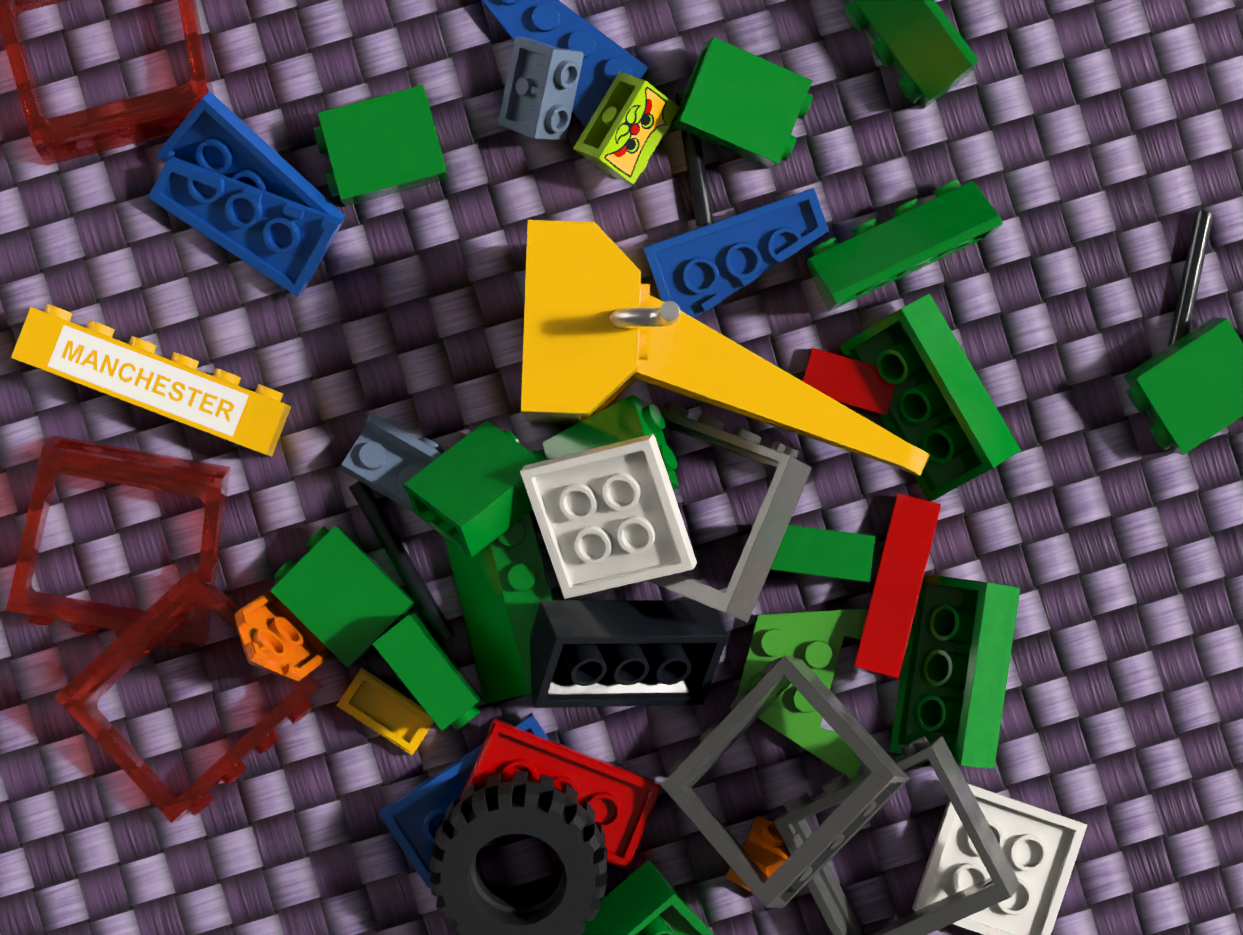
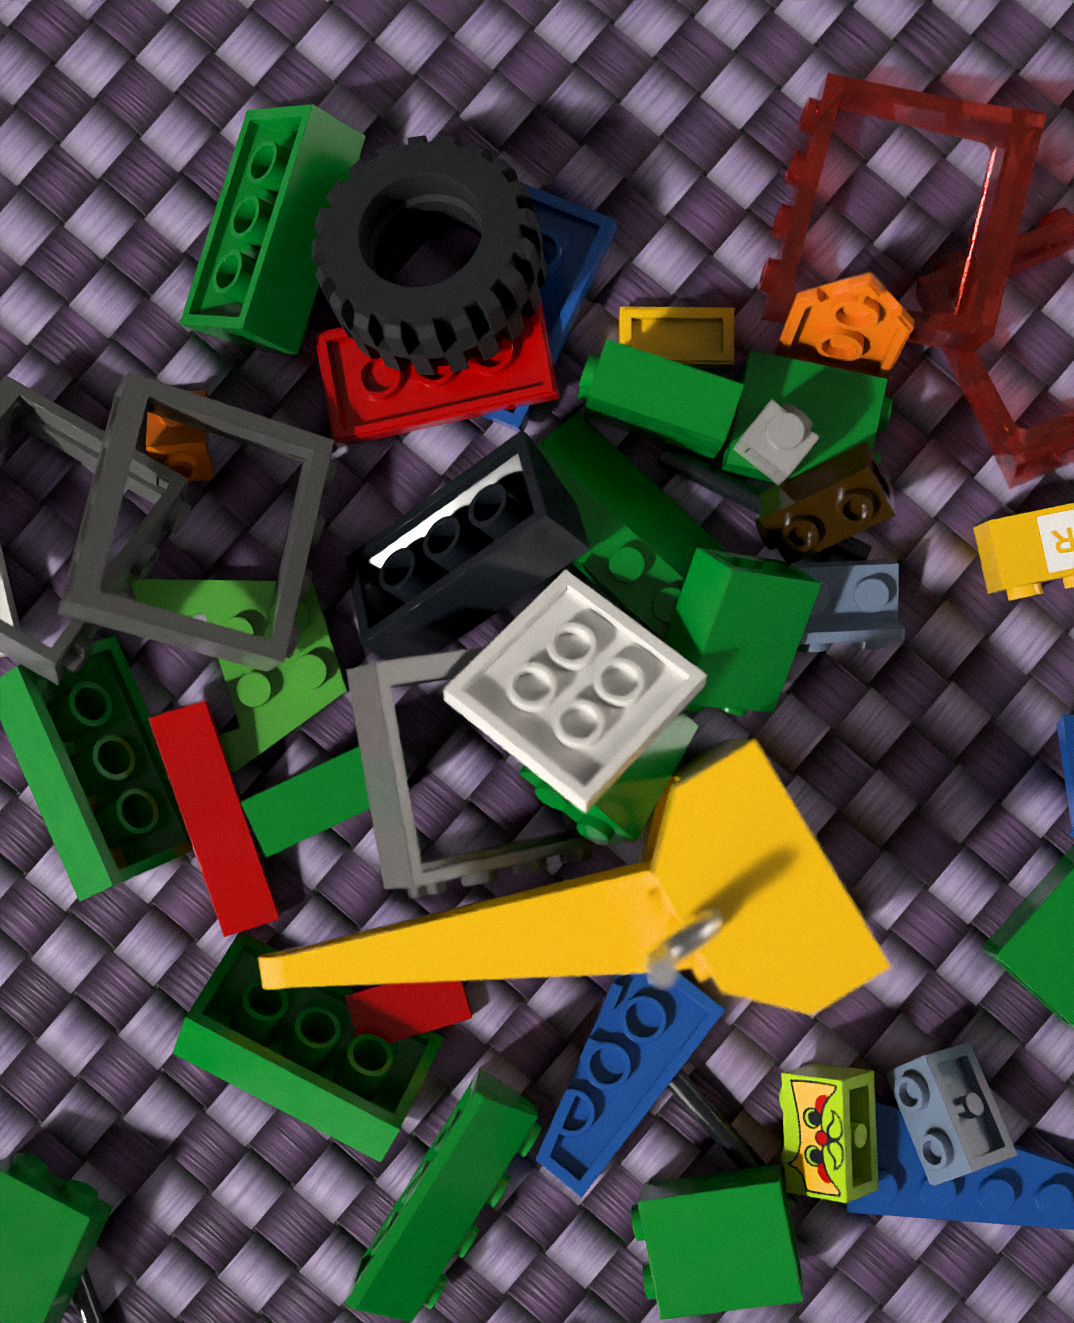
camera: 145 degrees right, 0 degrees up
(367, 533) = (825, 505): none -> dark brown brick
(371, 594) = (777, 441): none -> light grey brick

